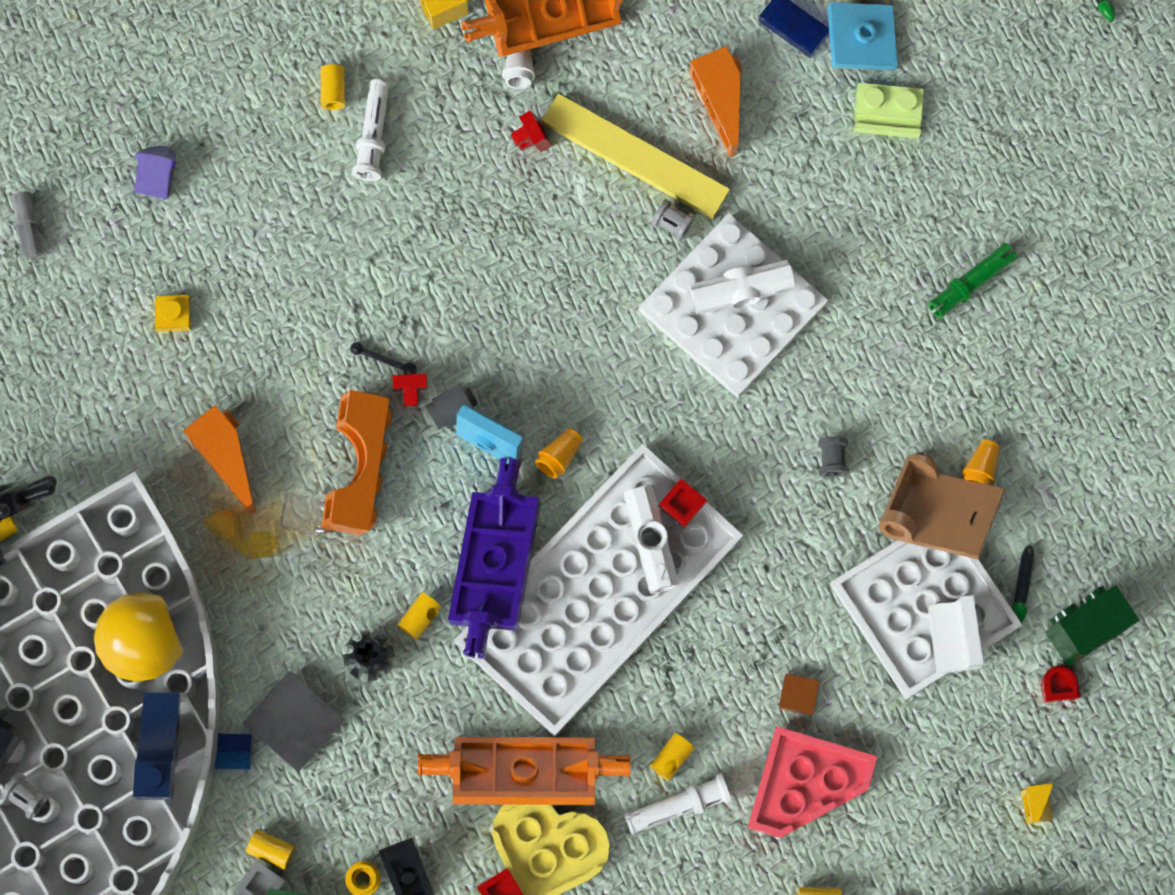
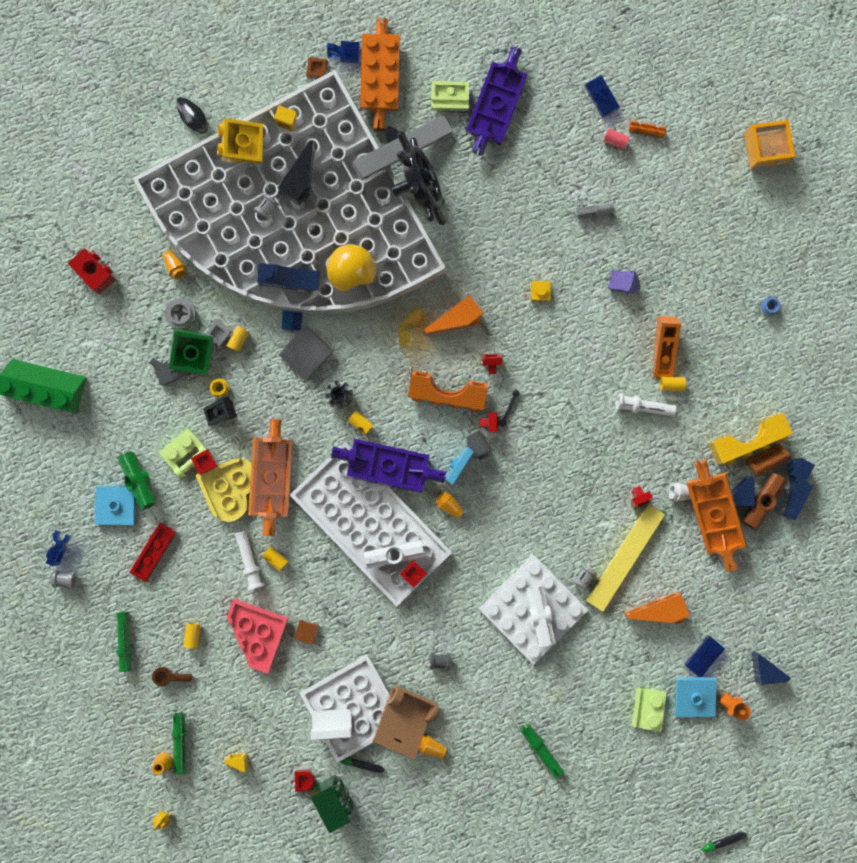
camera: 95 degrees right, 10 degrees up
(265, 98) = (666, 345): none -> orange slope
(301, 390) = (491, 361): none -> red tile

